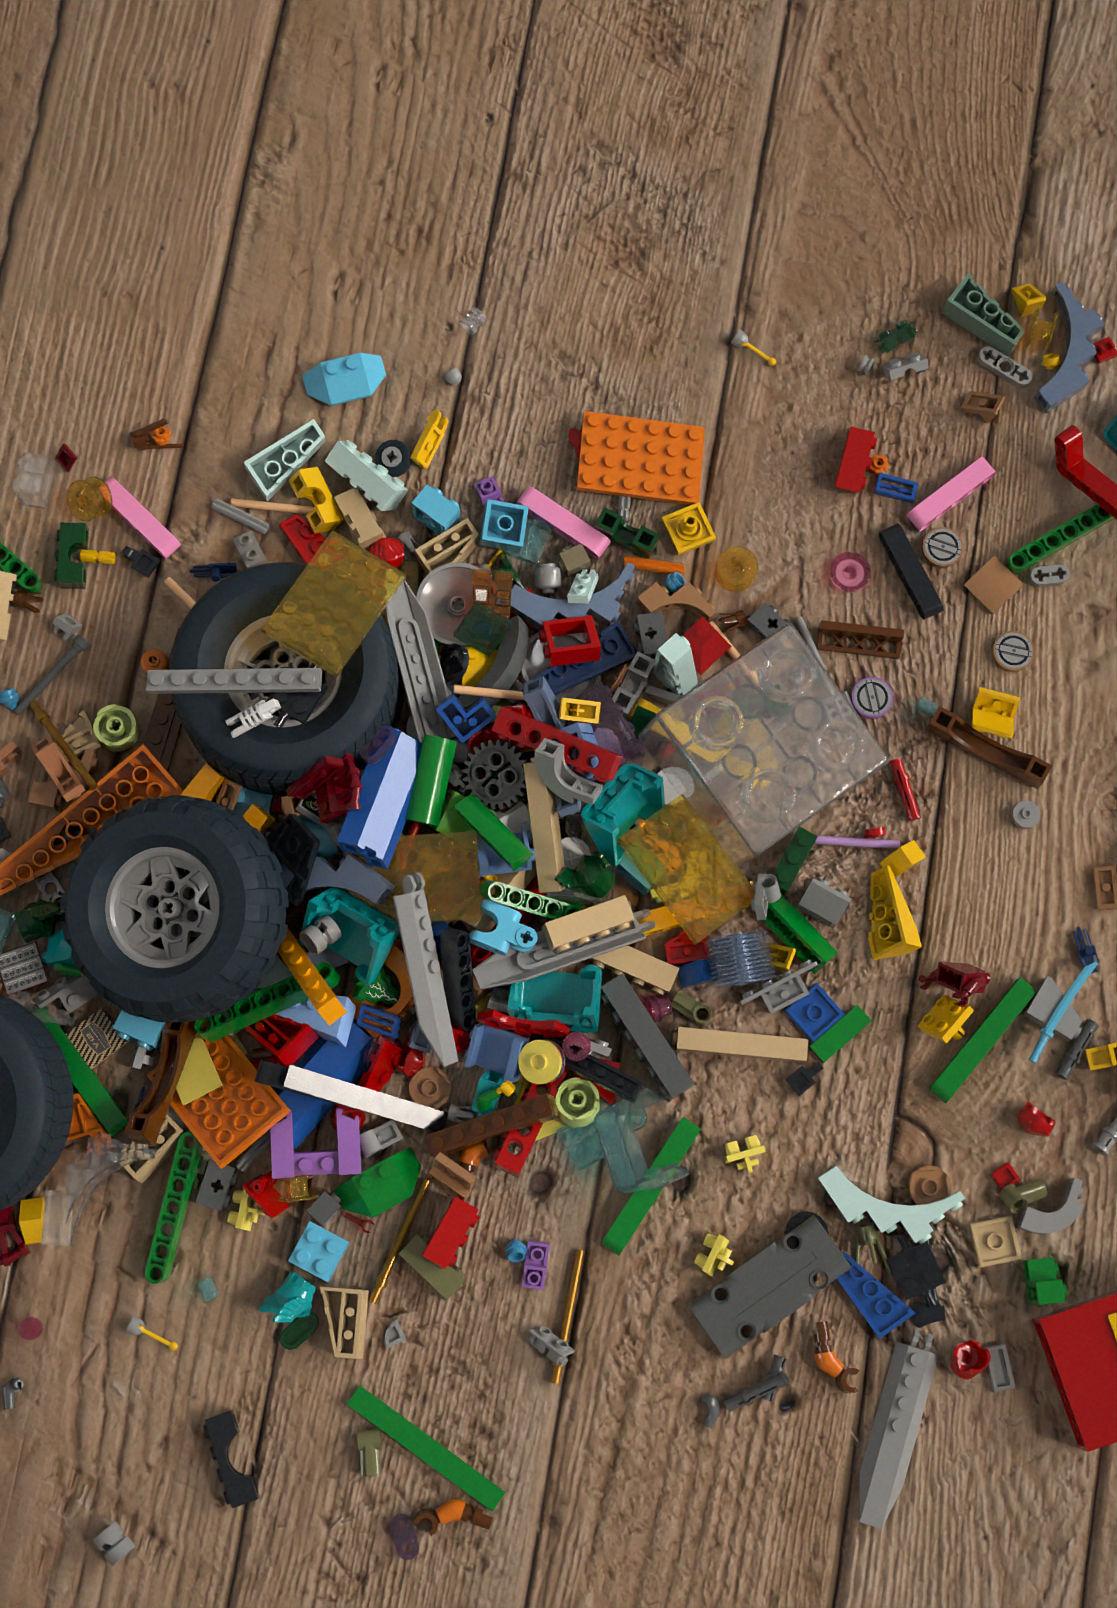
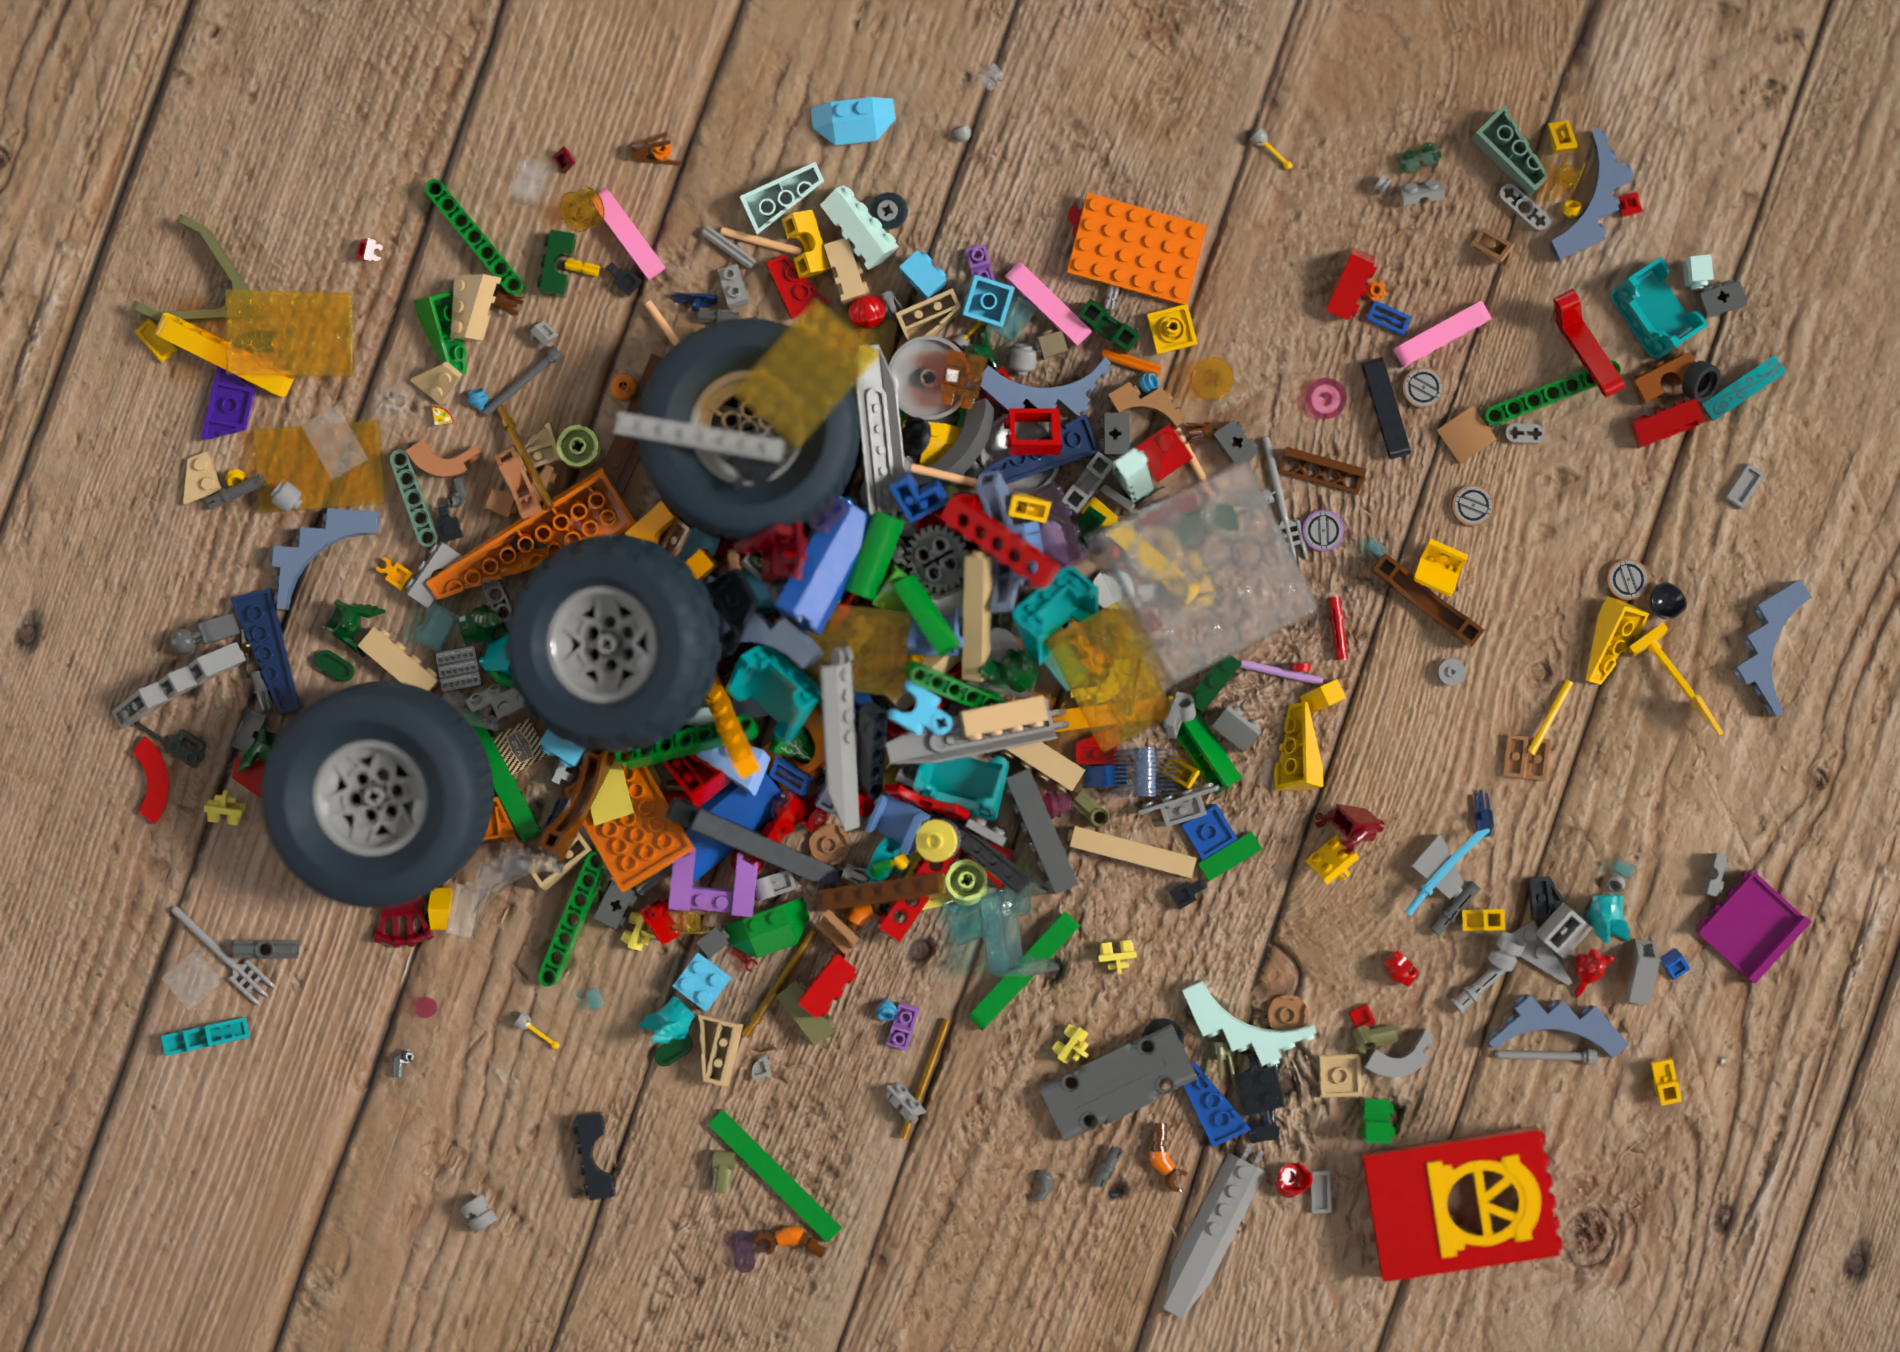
camera: 20 degrees right, 10 degrees up
(253, 716) = (713, 475): white hinge -> none
(322, 933) = (744, 689): light grey wheel -> none
(429, 439) = (928, 196): yellow hinge -> none
(482, 628) = (948, 409): clear green tile -> none
(560, 778) = (998, 578): light grey arch -> none
(583, 587) = (1055, 376): light aqua hinge -> none
(583, 1041) = (979, 827): clear pink piece -> none
(618, 679) = (1074, 475): nougat wheel -> none
(749, 1394) = (1080, 1178): dark grey pin -> none
(982, 1040) = (1365, 884): green beam -> none

